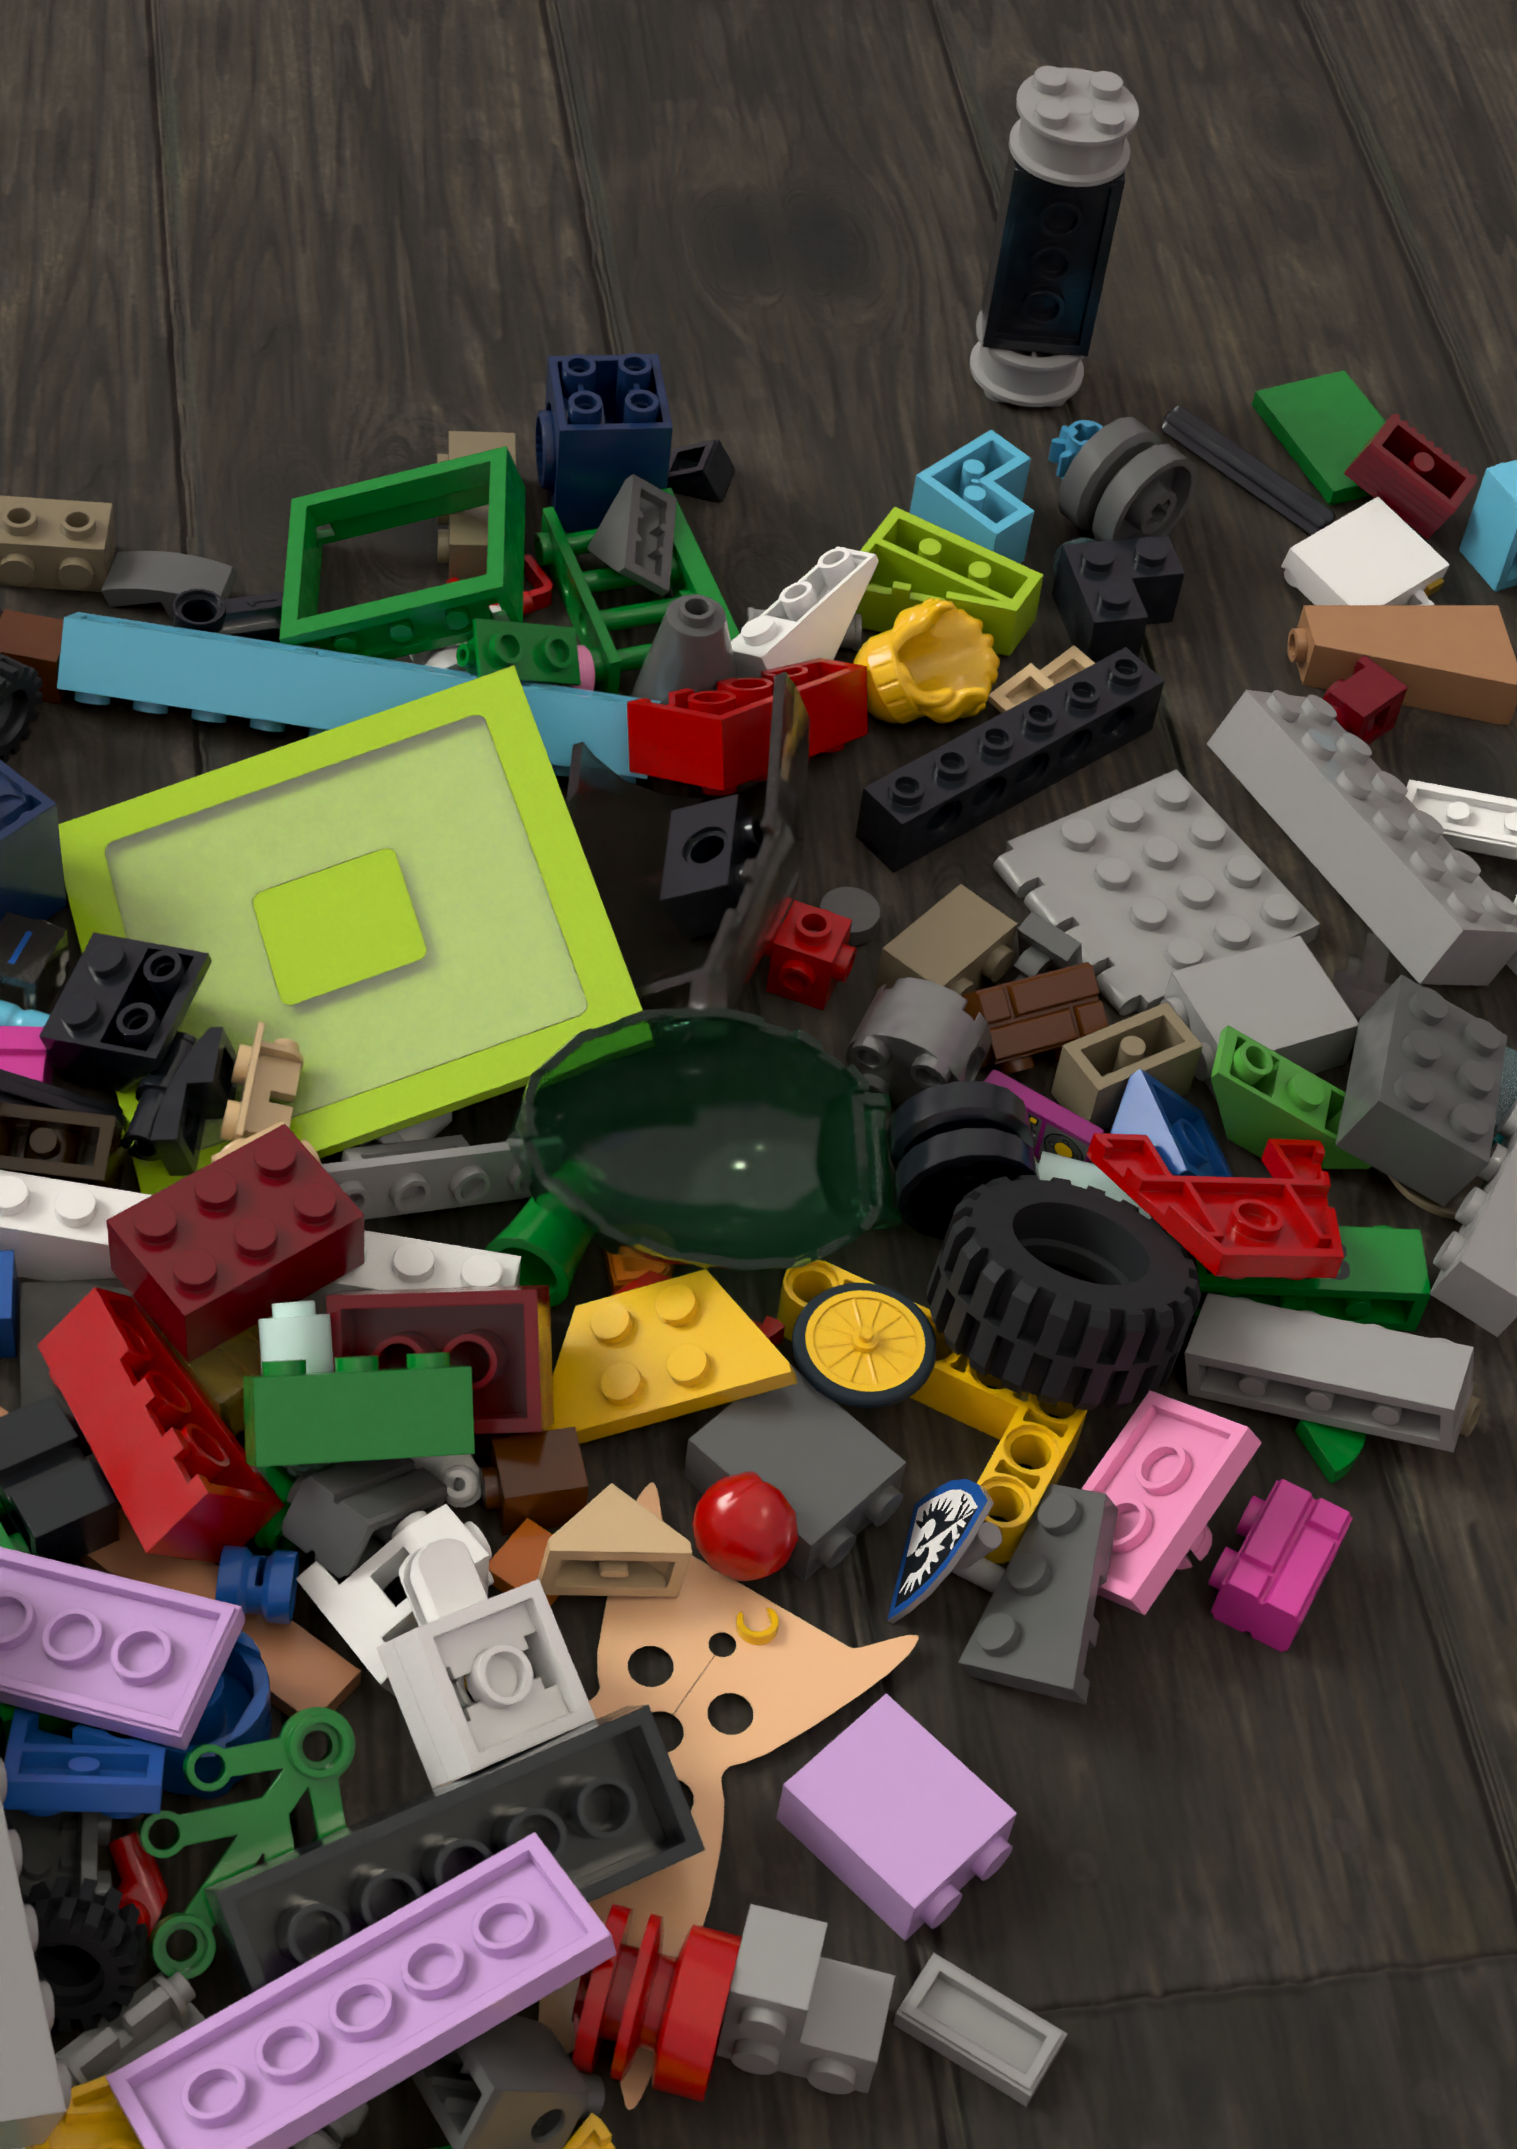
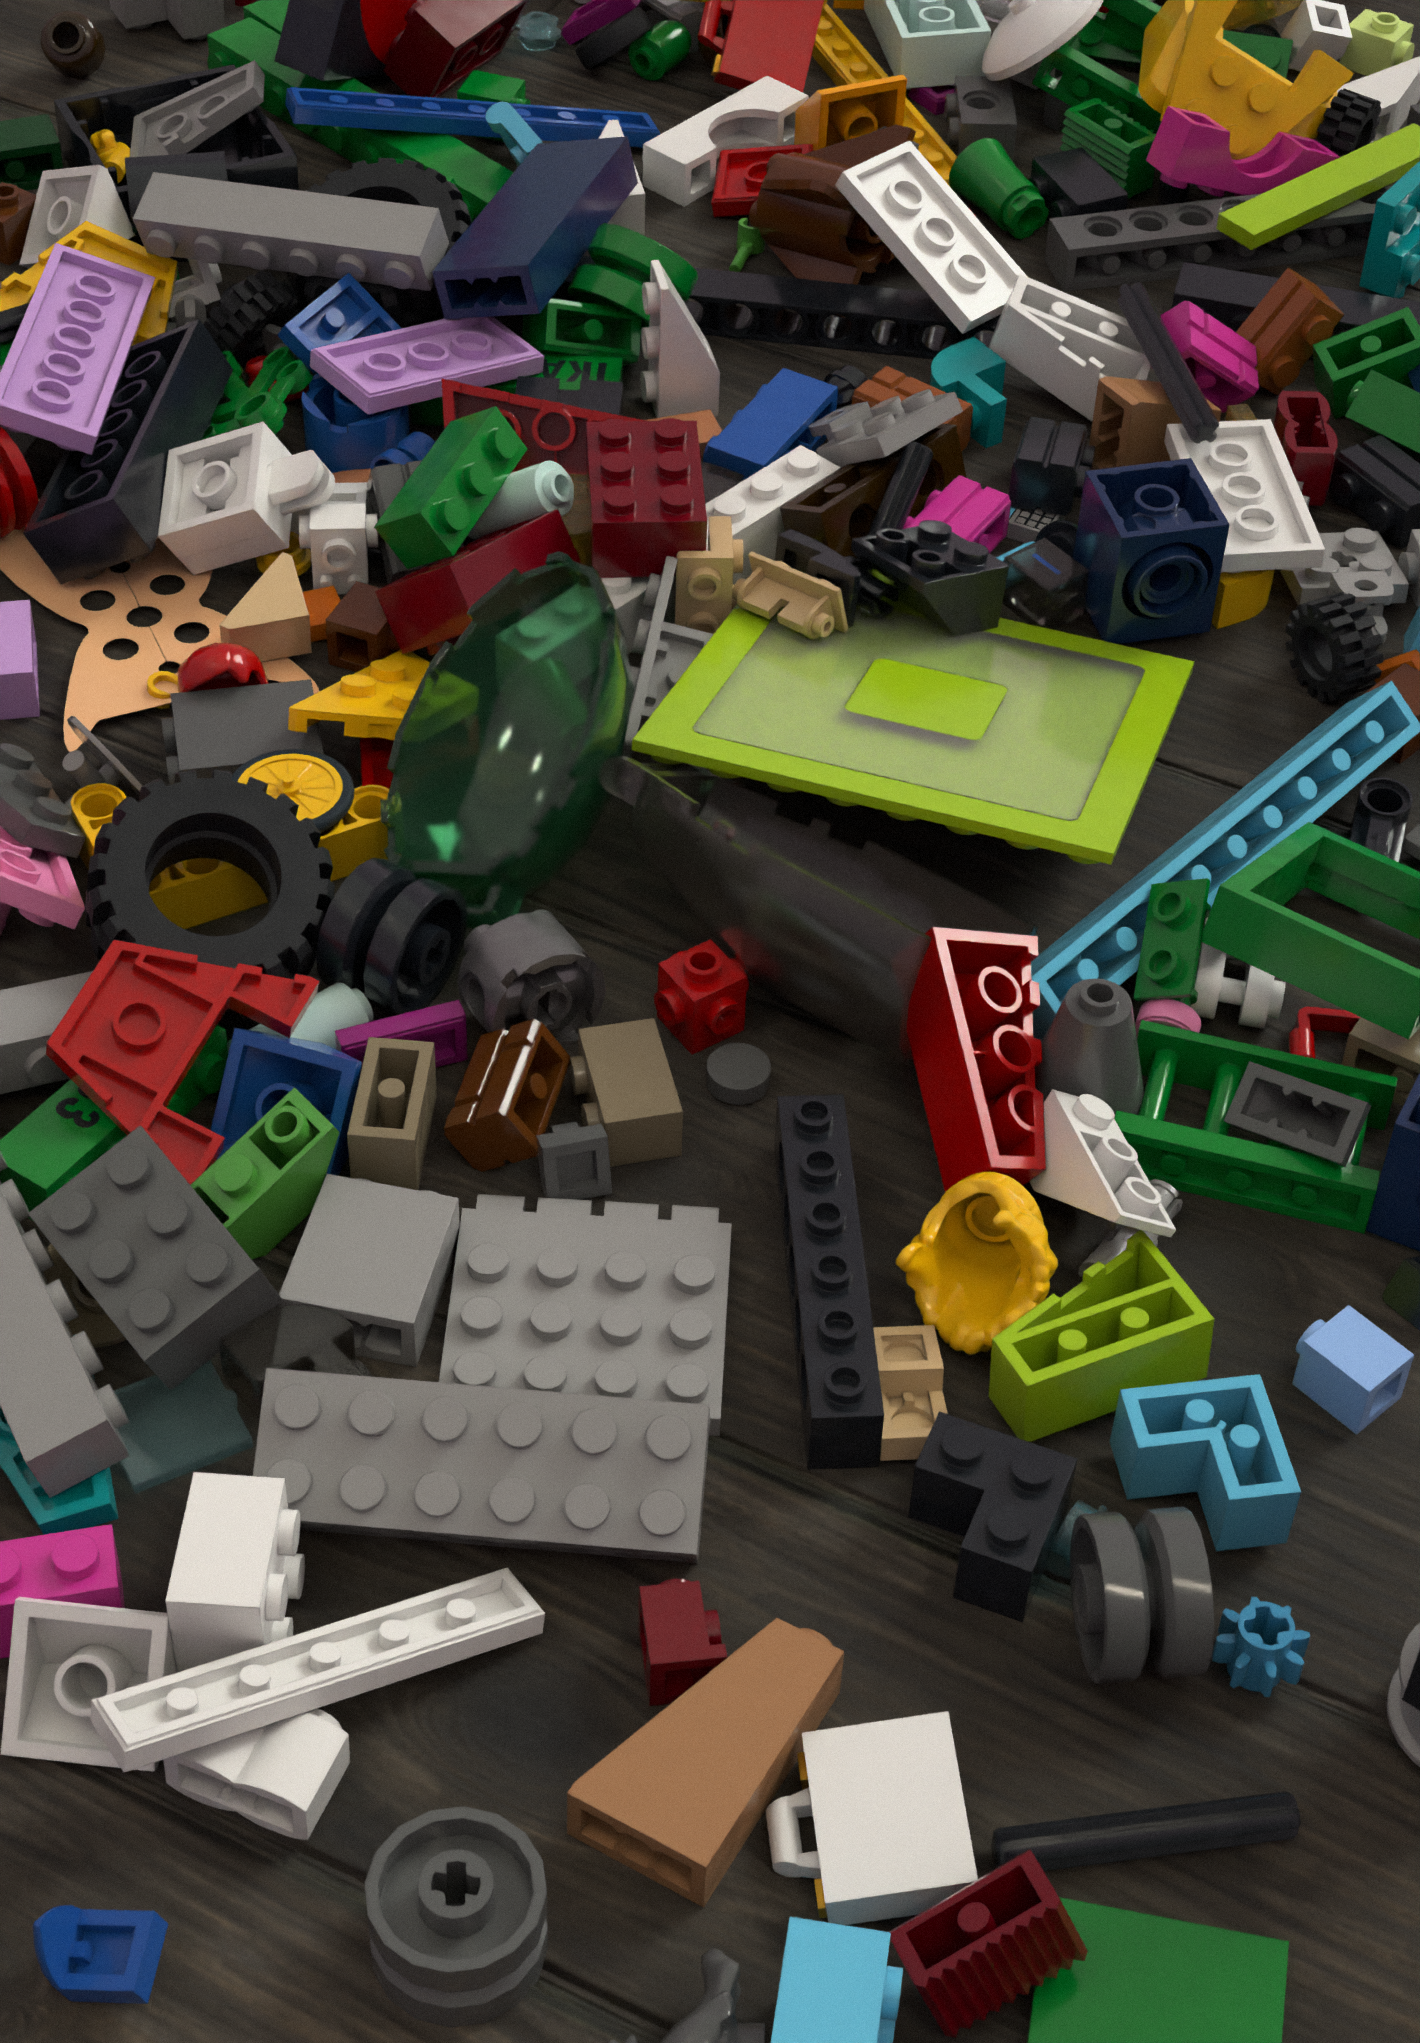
camera: 130 degrees right, 5 degrees down
(823, 476) = (1351, 1368): none -> light blue brick

